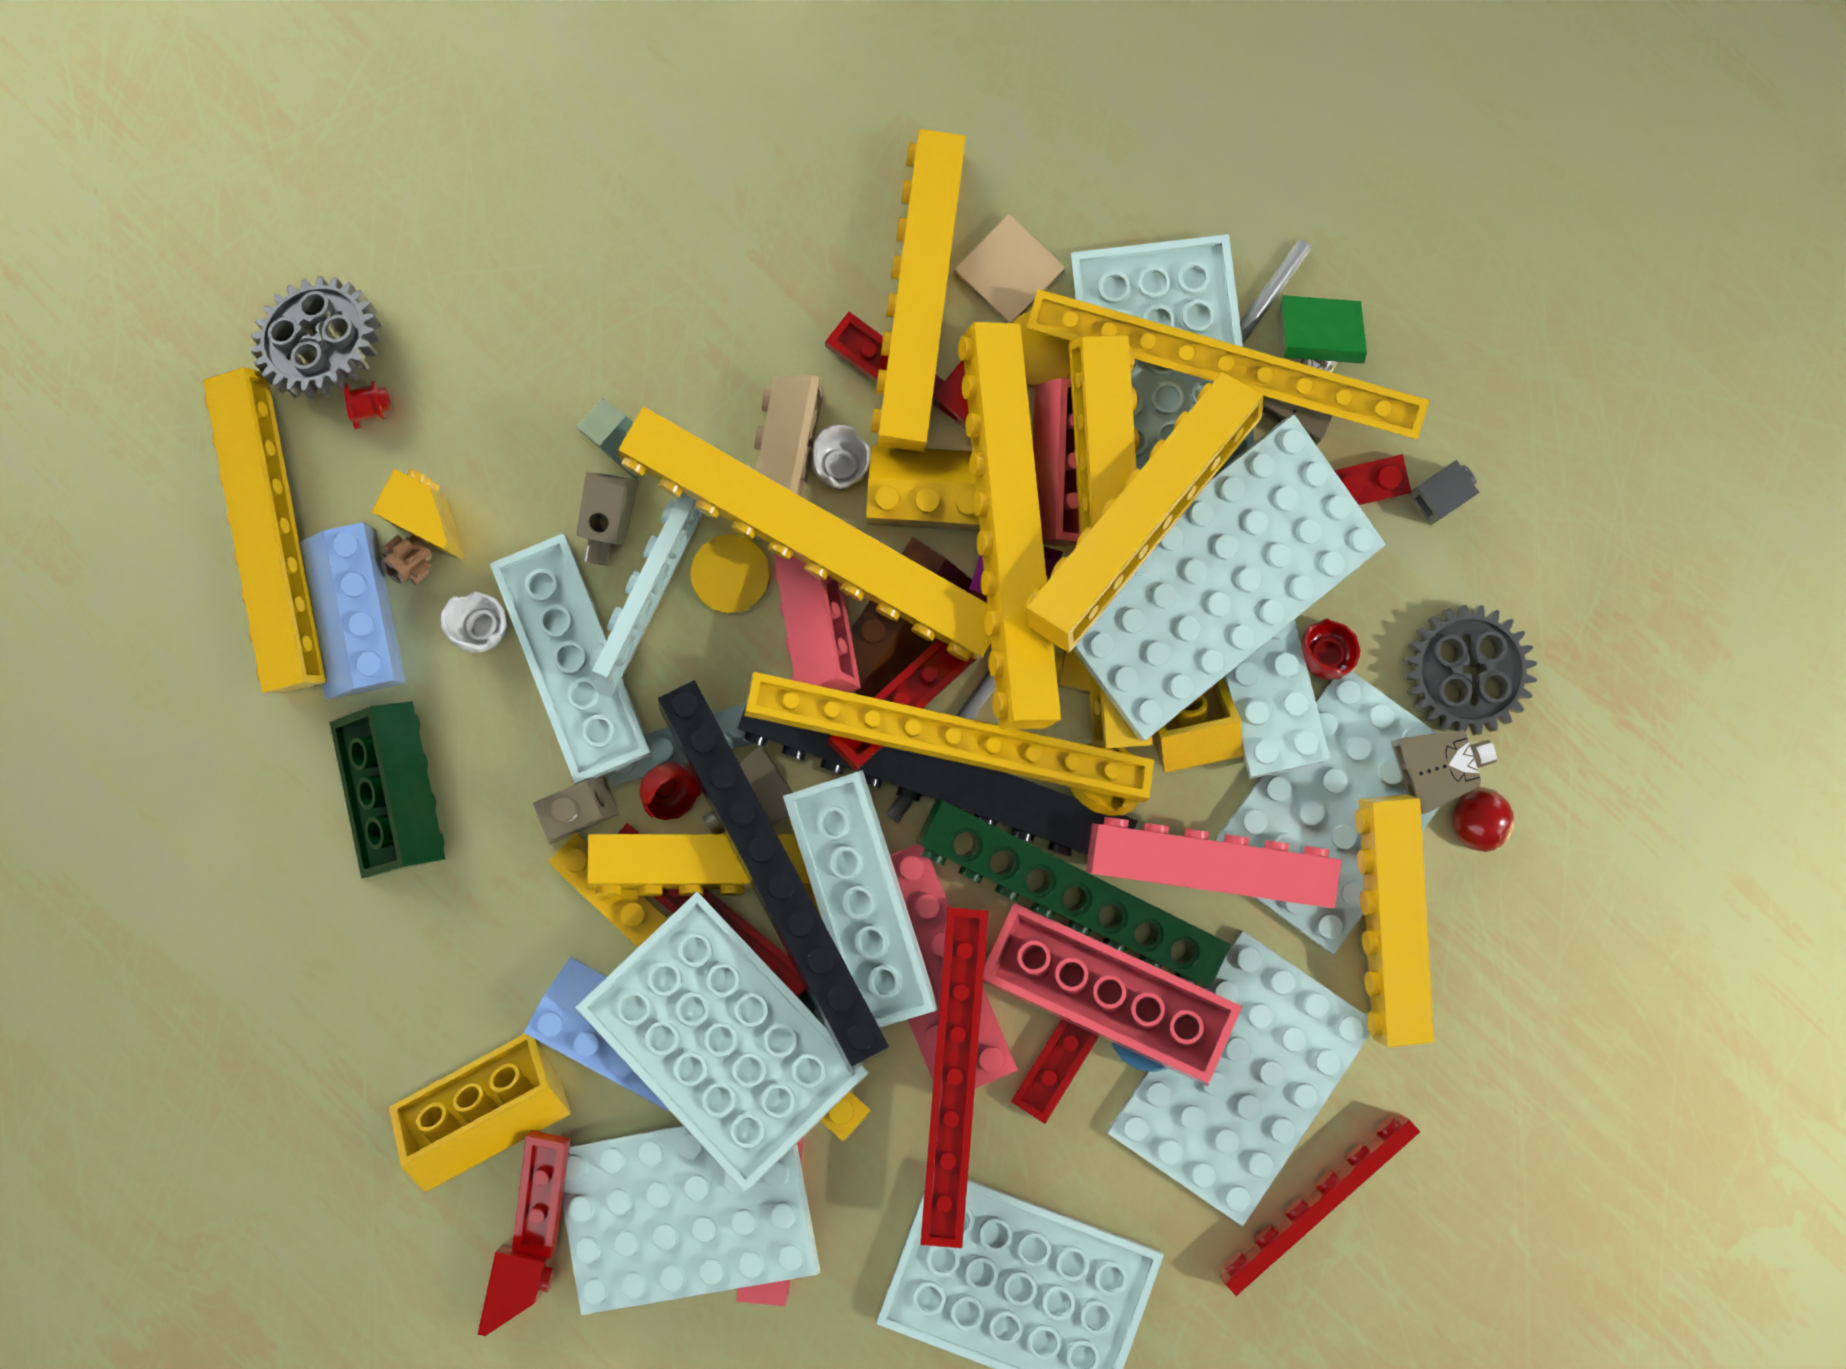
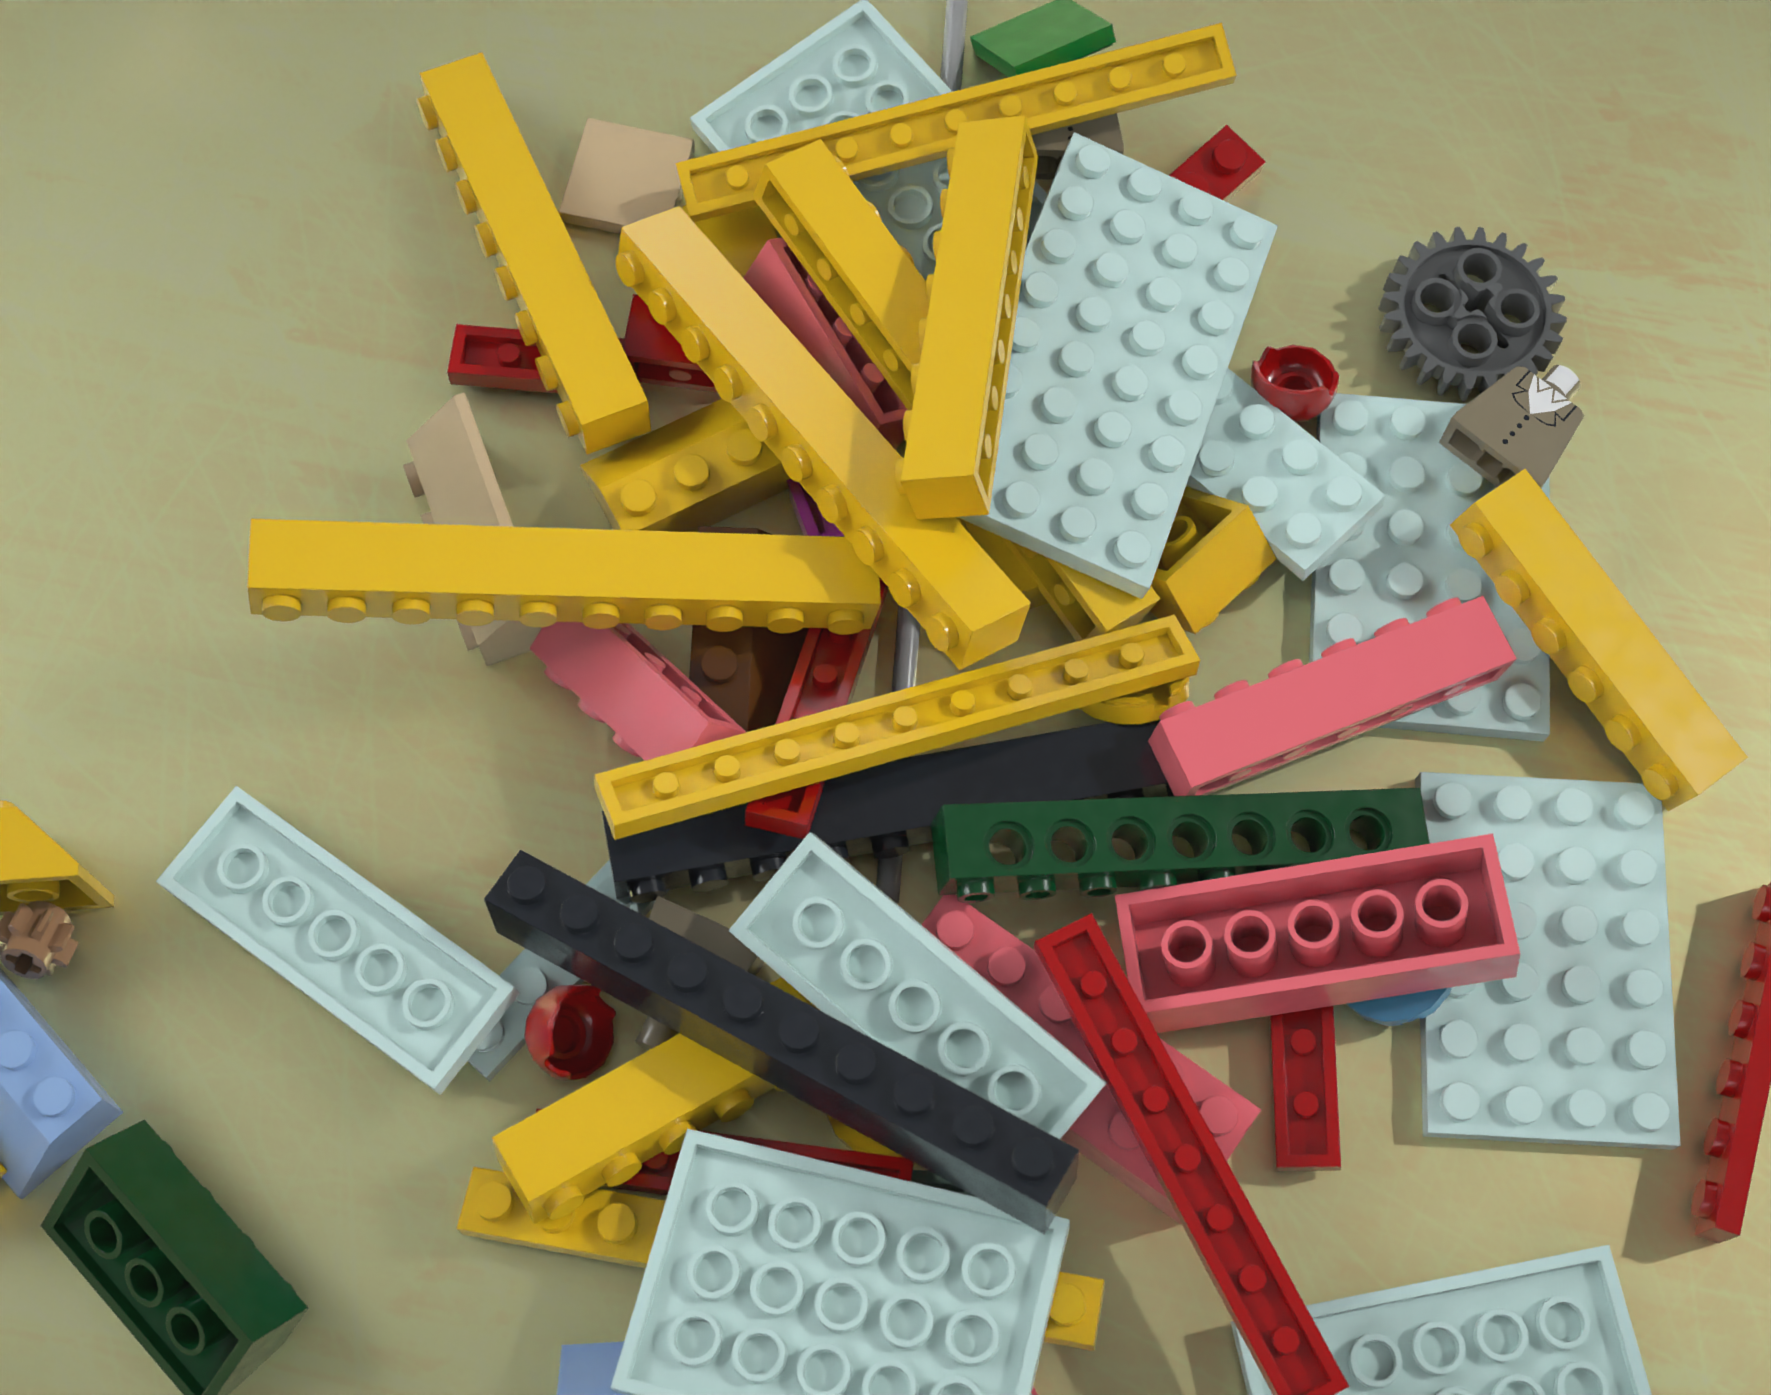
camera: 30 degrees left, 15 degrees down
(474, 622) = (176, 967): white hair -> none
(575, 809) = (450, 1135): dark tan torso -> none
(607, 429) = (228, 634): sand green slope -> none
(613, 498) = (269, 704): dark tan torso -> none
(644, 593) = (389, 775): light aqua plate -> none
(730, 574) = (490, 717): yellow tile -> none
(840, 457) = (547, 491): white hair -> none
(1445, 491) = (1302, 139): dark grey brick -> none
(1483, 819) = (1610, 473): red hair -> none

